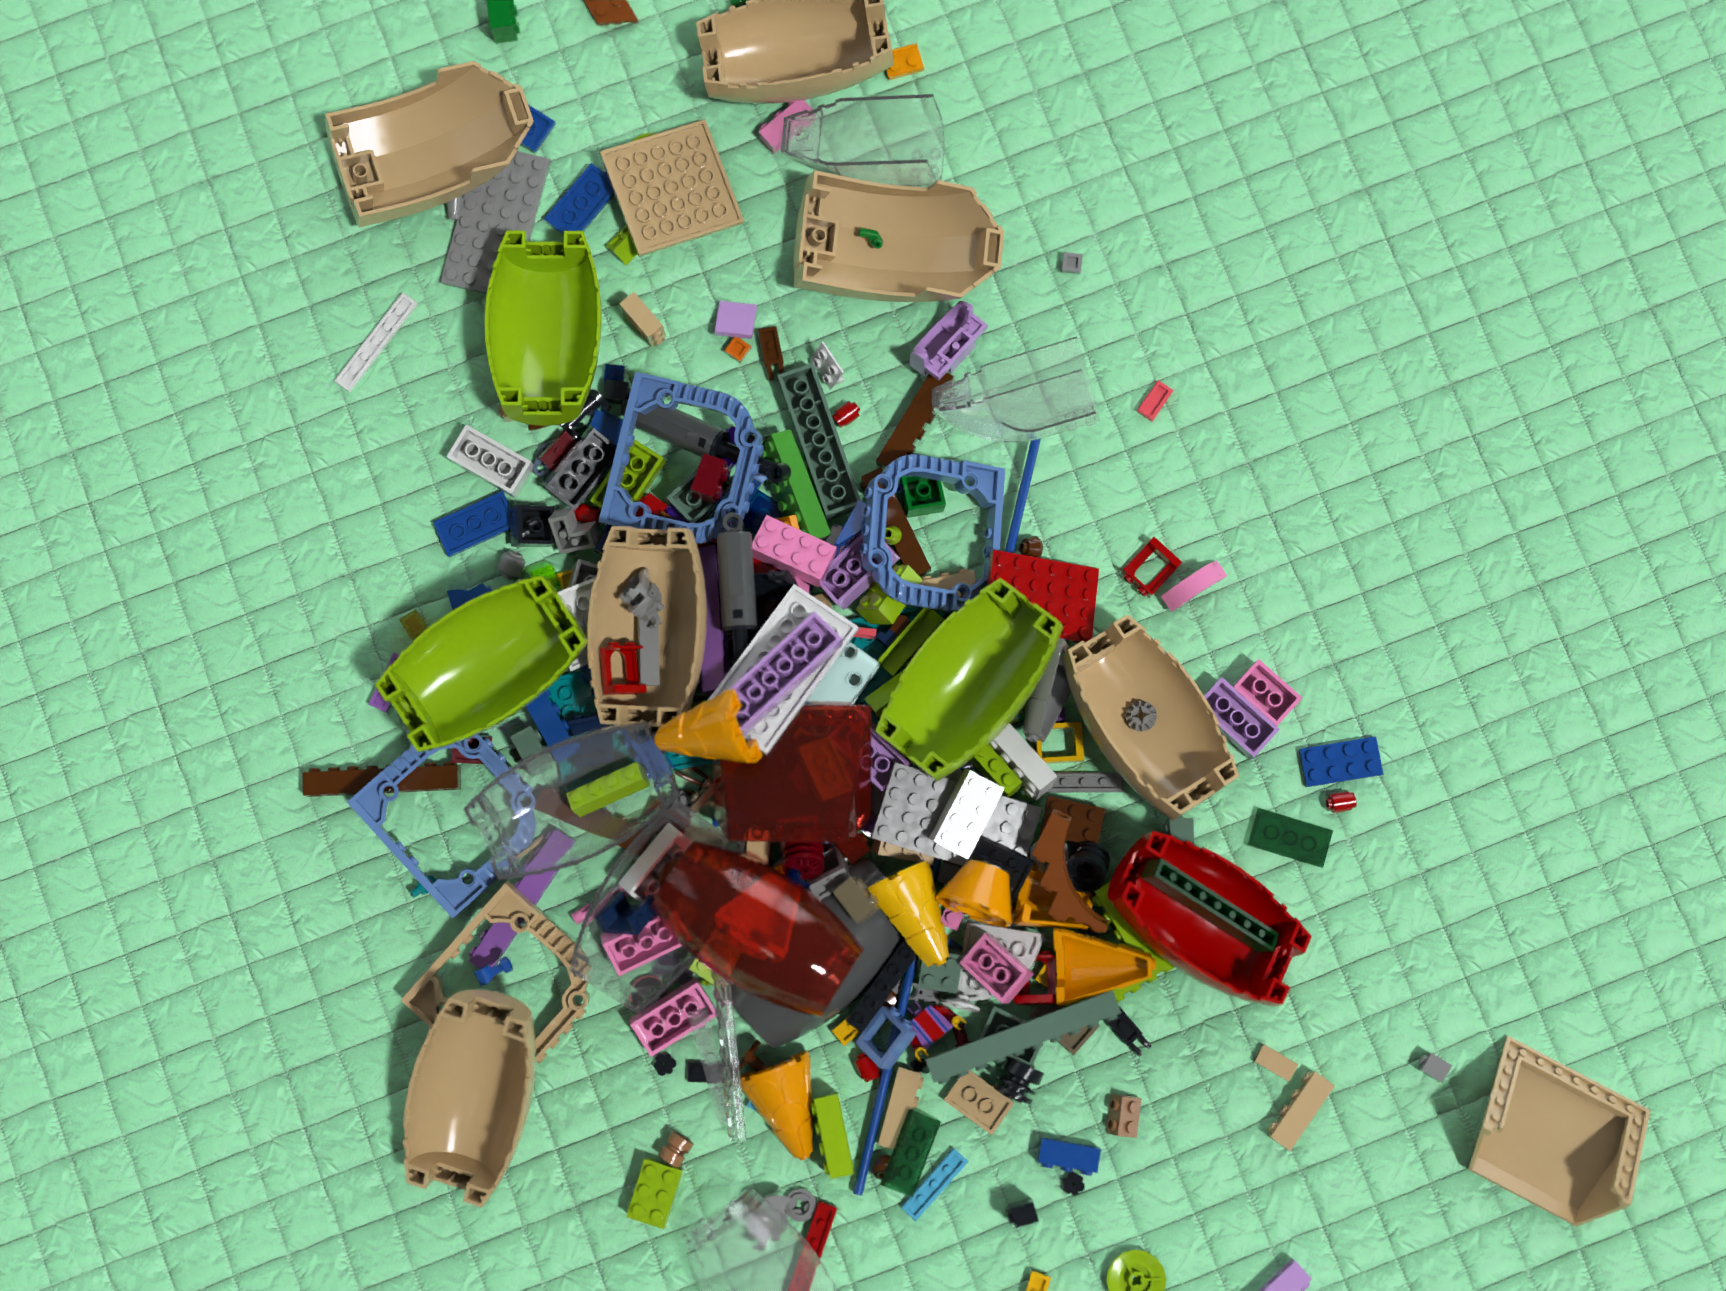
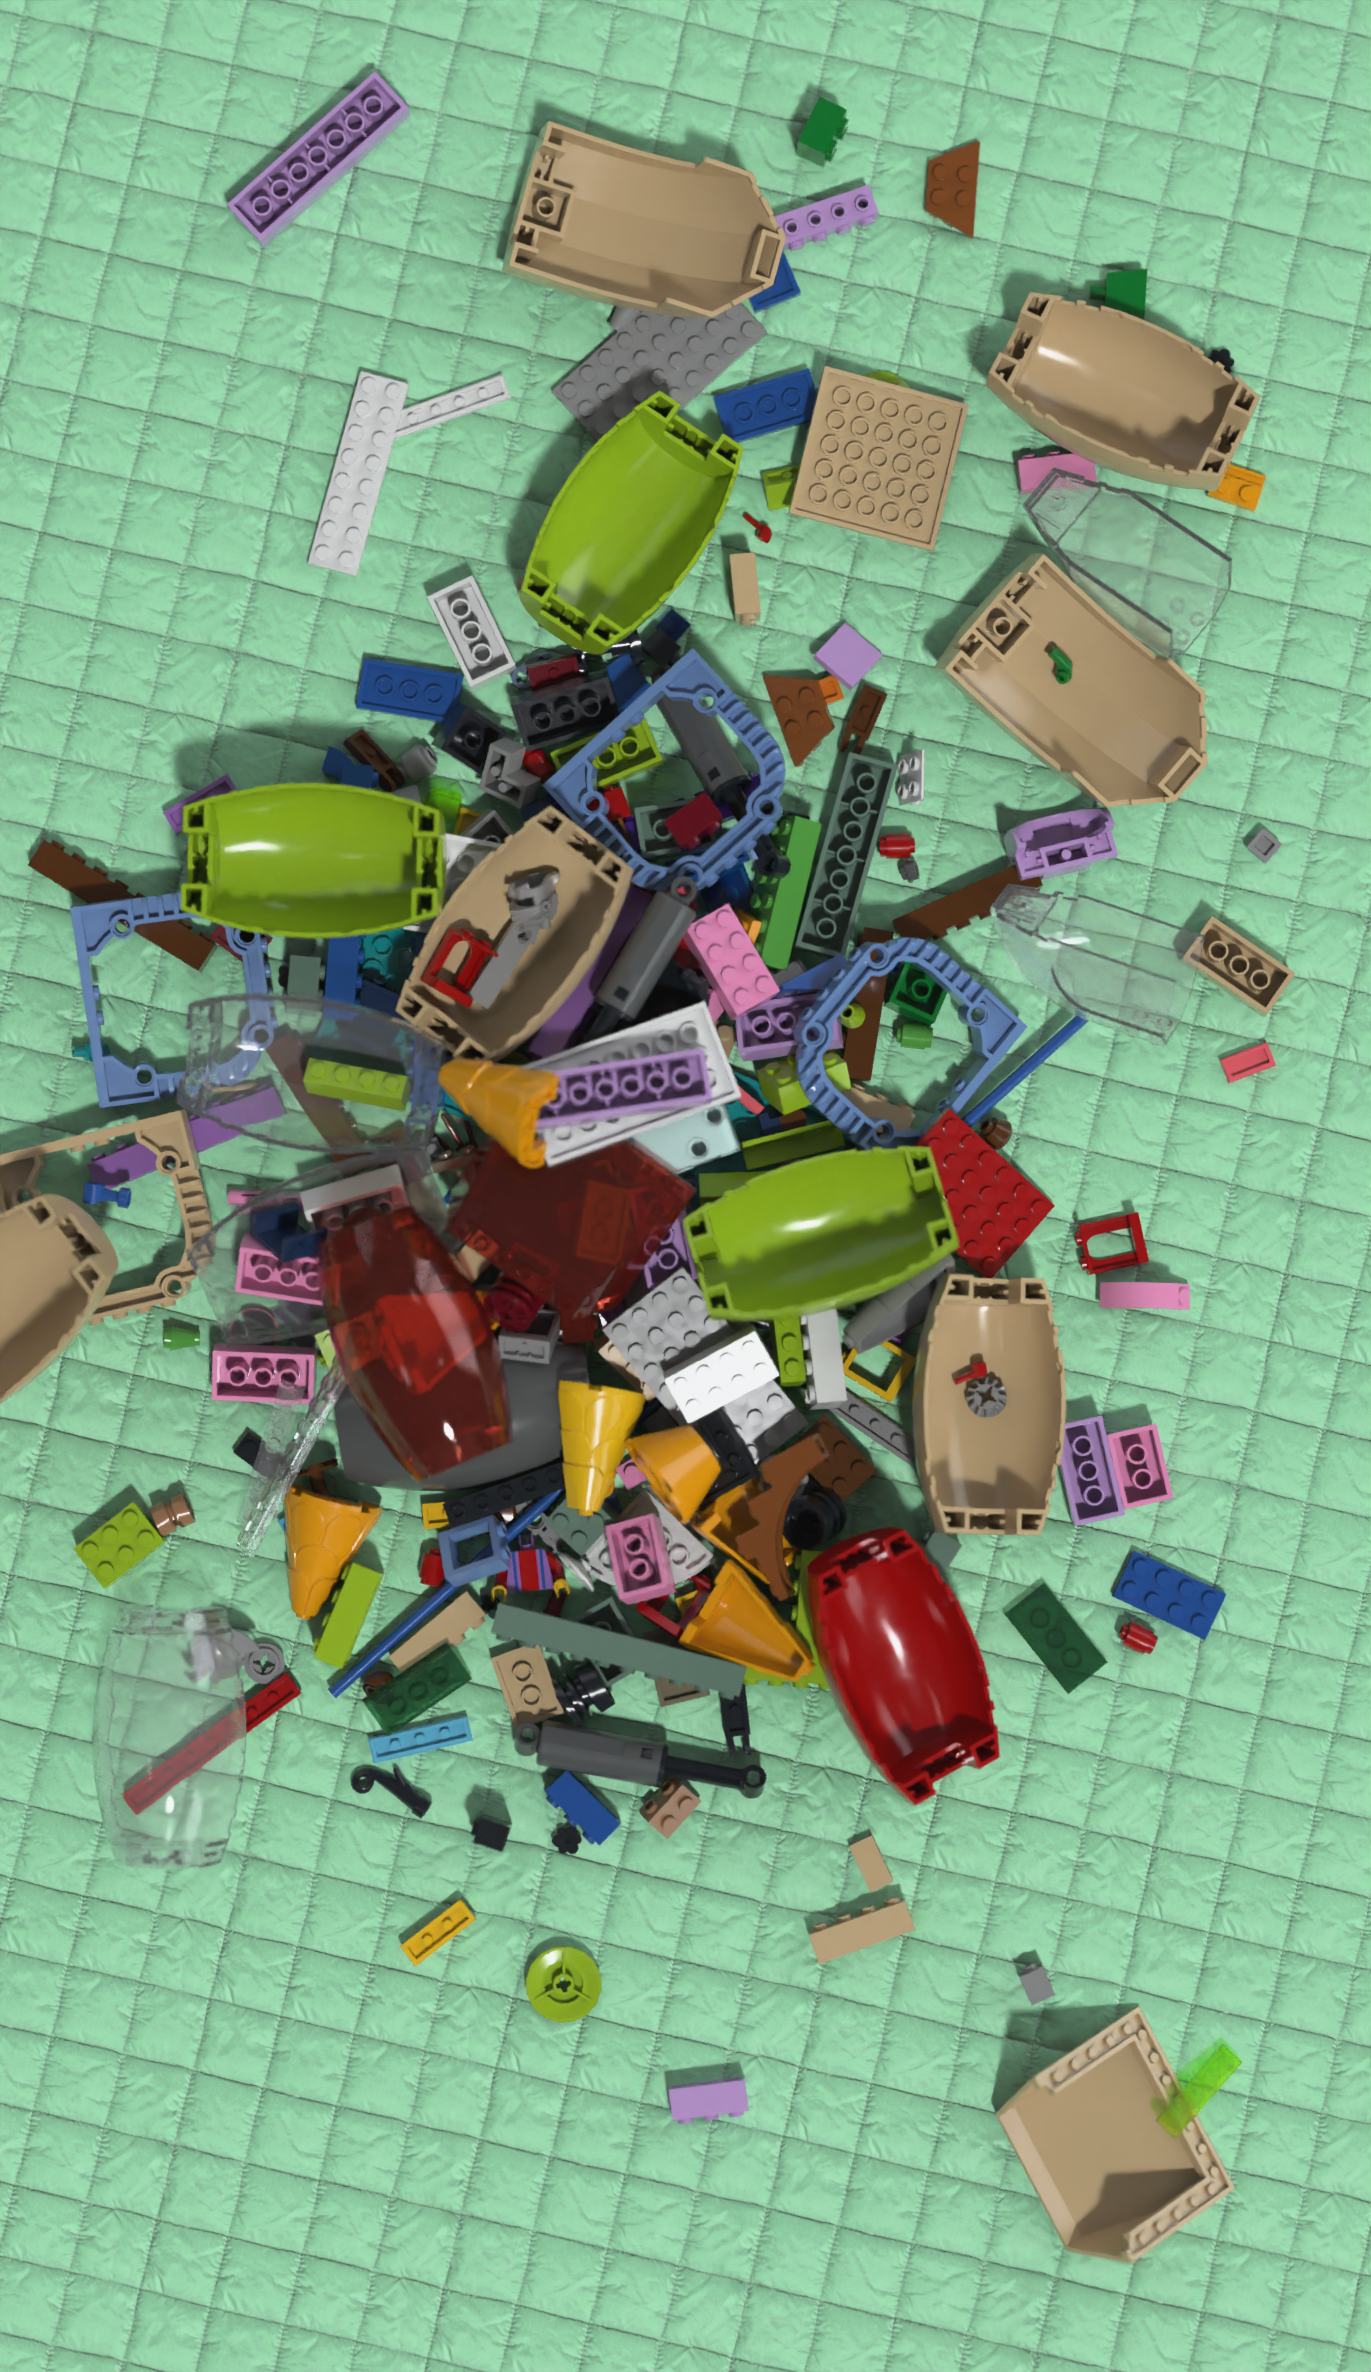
camera: 35 degrees right, 5 degrees up
(198, 237) = (319, 159): none -> lavender brick
(353, 412) = (358, 474): none -> white plate
(413, 624) = (269, 760): clear yellow brick -> none
(472, 578) = (369, 753): none -> reddish brown hinge
(542, 64) = (828, 217): none -> lavender brick
(603, 1031) = (180, 1338): none -> bright green cone
(632, 280) = (764, 533): none -> red hand
(661, 1069) = (221, 1409): black plant -> none
(730, 373) = (800, 713): none -> dark orange wing
(795, 875) = (493, 1314): clear blue hand -> none
(857, 899) = (540, 1385): dark tan brick -> none
(865, 424) = (909, 870): none -> dark grey plate
(939, 523) = (914, 1036): none -> bright green brick
(941, 1226) = (397, 1787): none -> black plant
(1074, 1104) = (626, 1758): none -> dark grey piece
(1112, 344) = (1241, 967): none -> tan brick
(1124, 702) = (979, 1370): none -> red hand
(1210, 905) = (912, 1649): brick -> none
(1584, 1064) = (1198, 2091): none -> clear neon green plate

